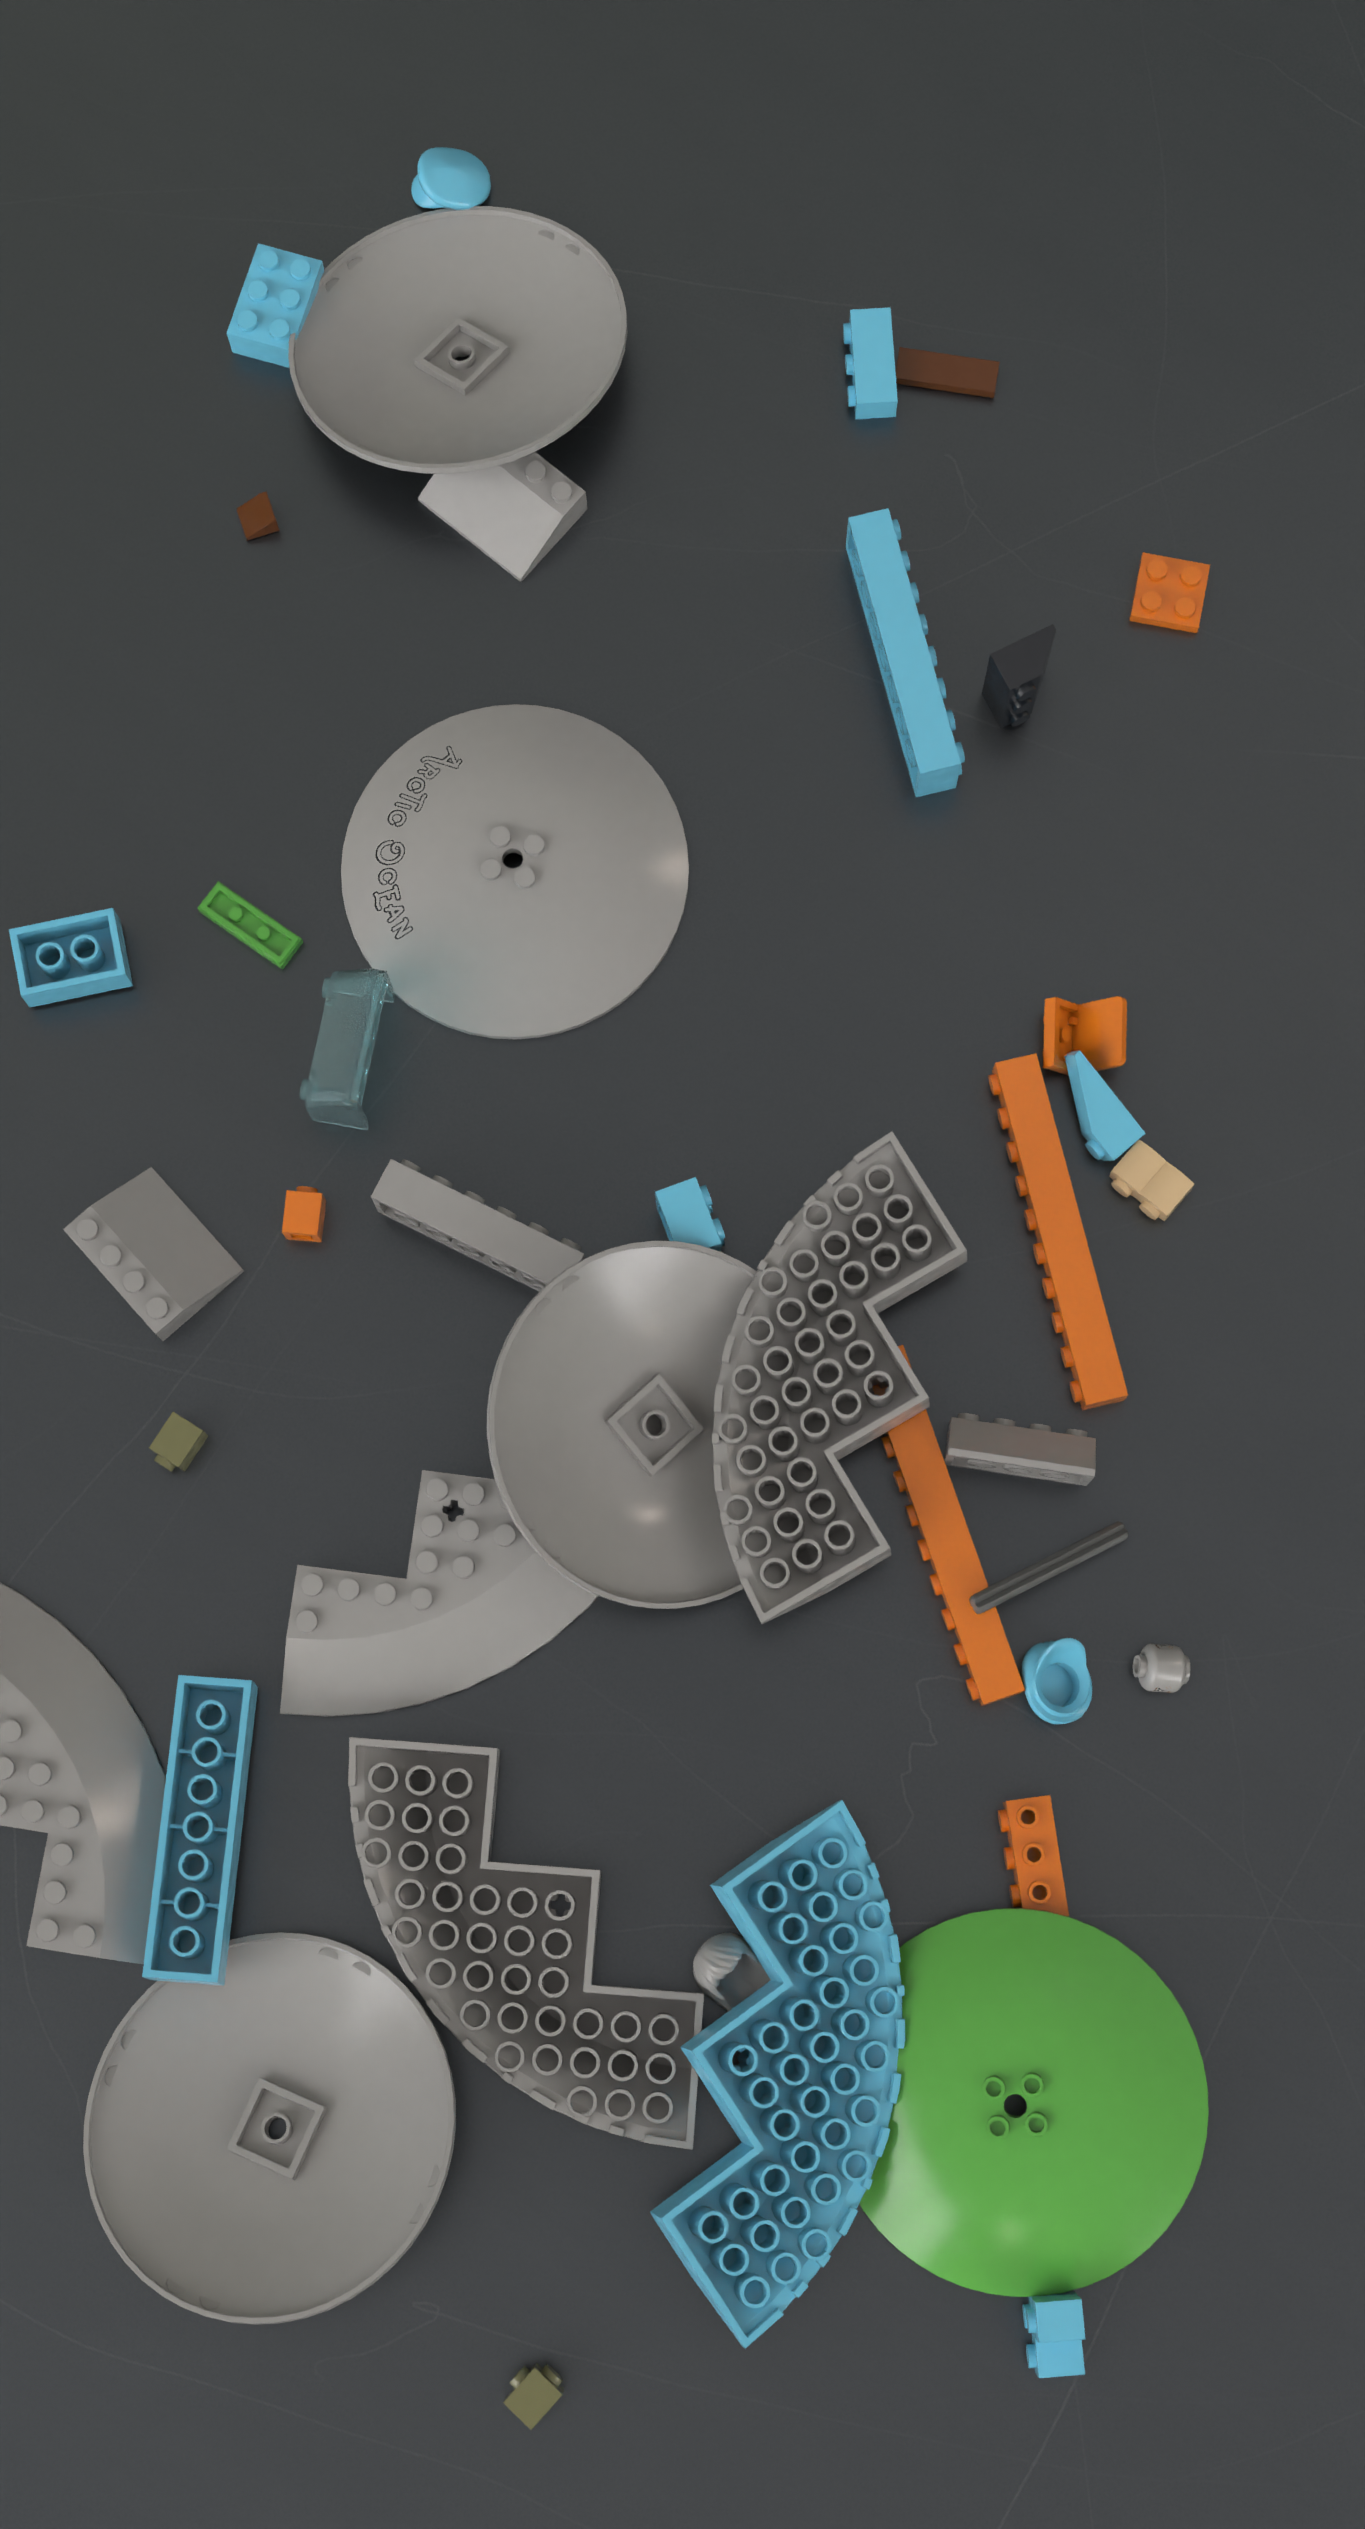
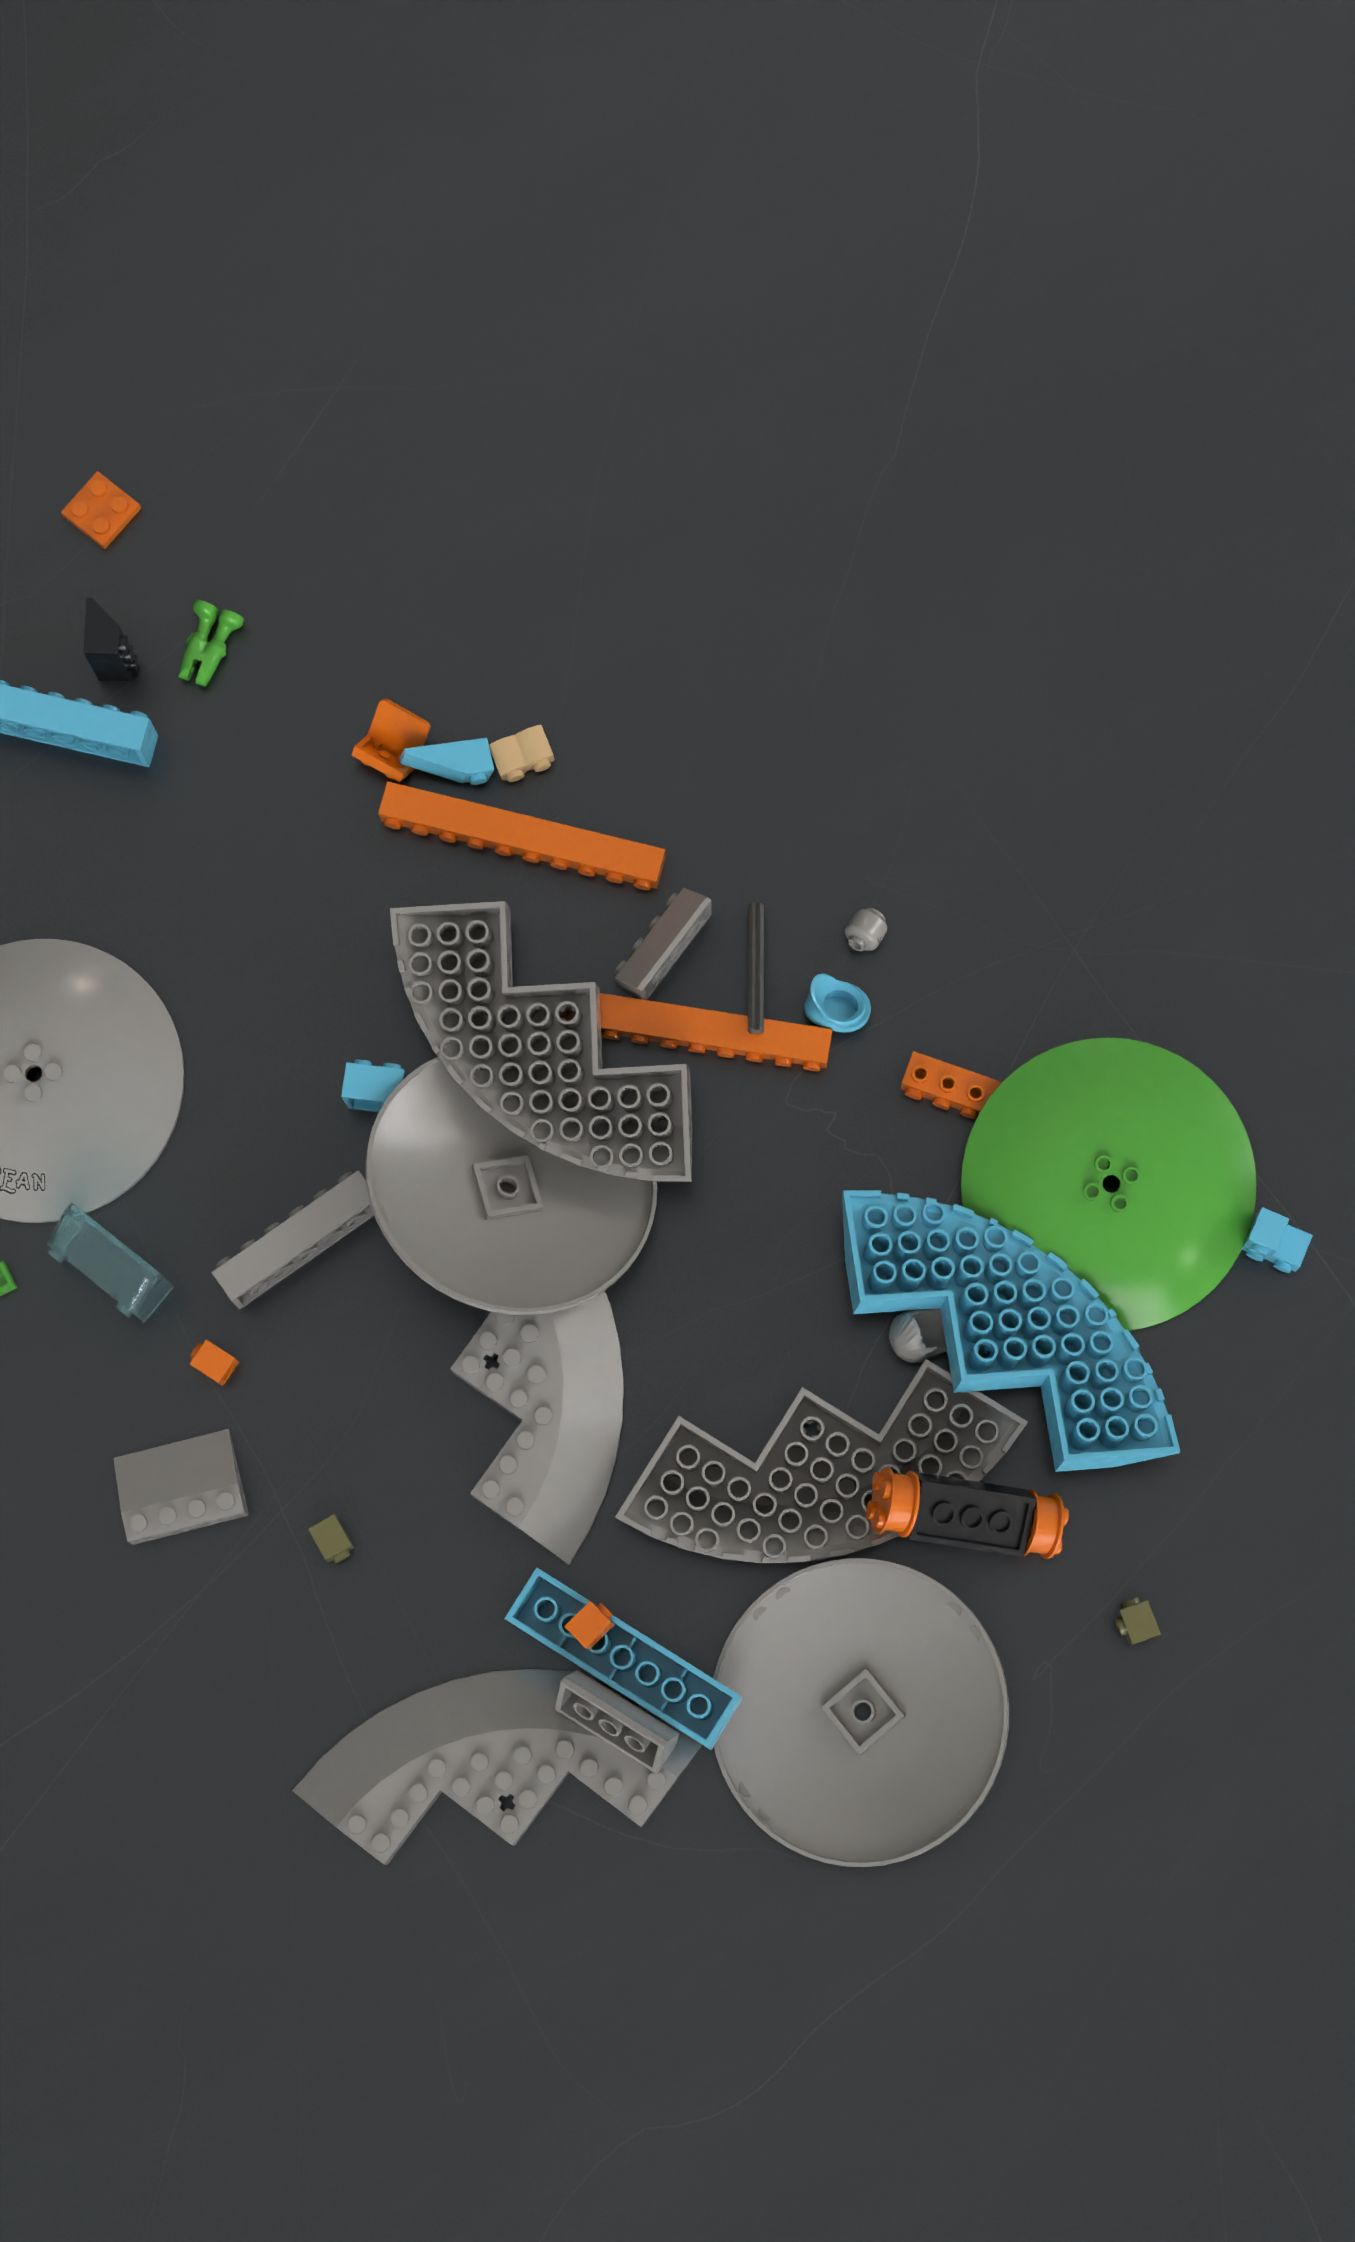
camera: 60 degrees left, 0 degrees up
(127, 1857) = (616, 1720): none -> light grey slope
(213, 1773) = (590, 1624): none -> orange brick
(549, 2135) = (967, 1513): none -> black brick
(1074, 777) = (207, 652): none -> bright green piece

